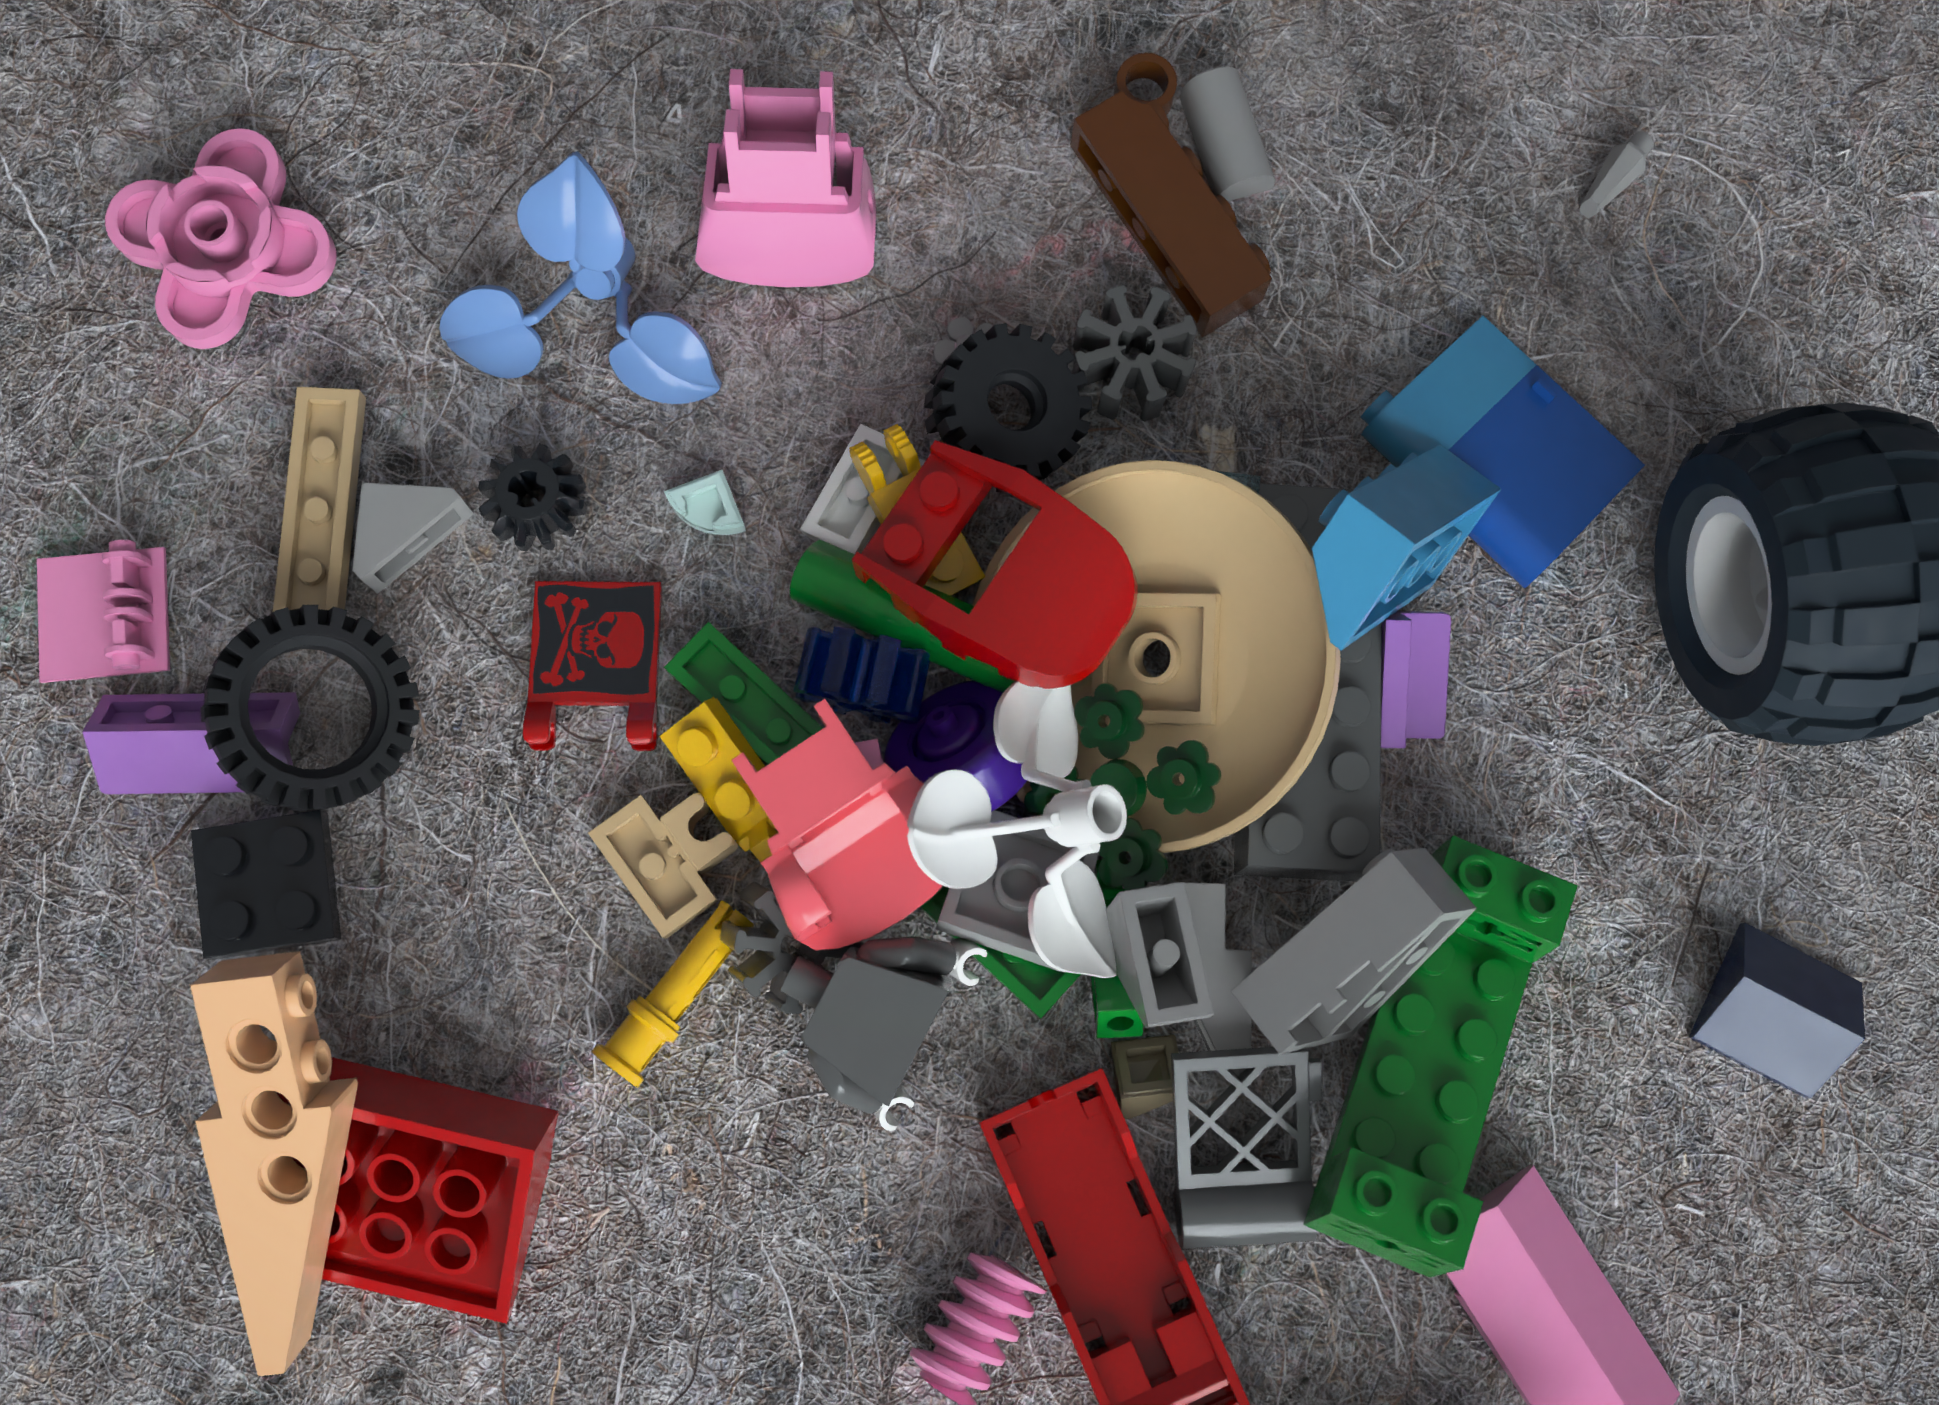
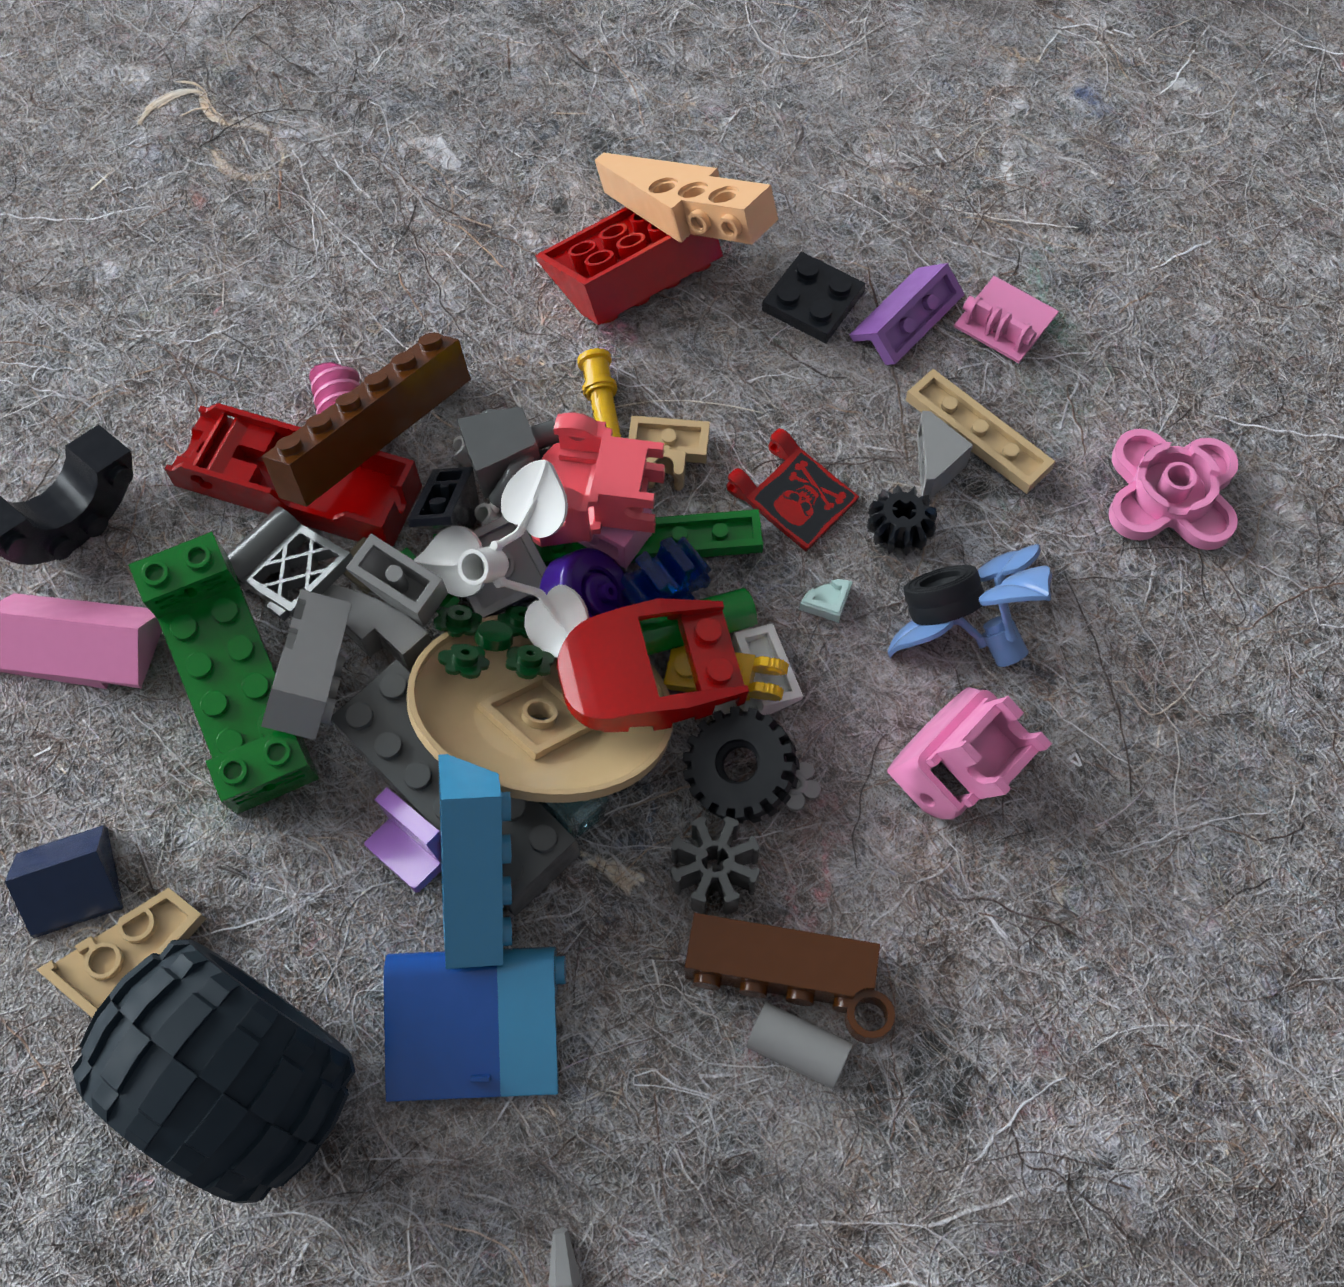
camera: 140 degrees right, 15 degrees down
(313, 629) = (856, 310): black tyre -> none
(625, 338) = (944, 594): none -> black tyre
(704, 749) = (689, 498): yellow hinge -> none
(977, 1234) = (366, 419): none -> reddish brown brick
(1009, 1010) = (446, 500): none -> black slope
(1787, 854) = (102, 961): none -> tan wing

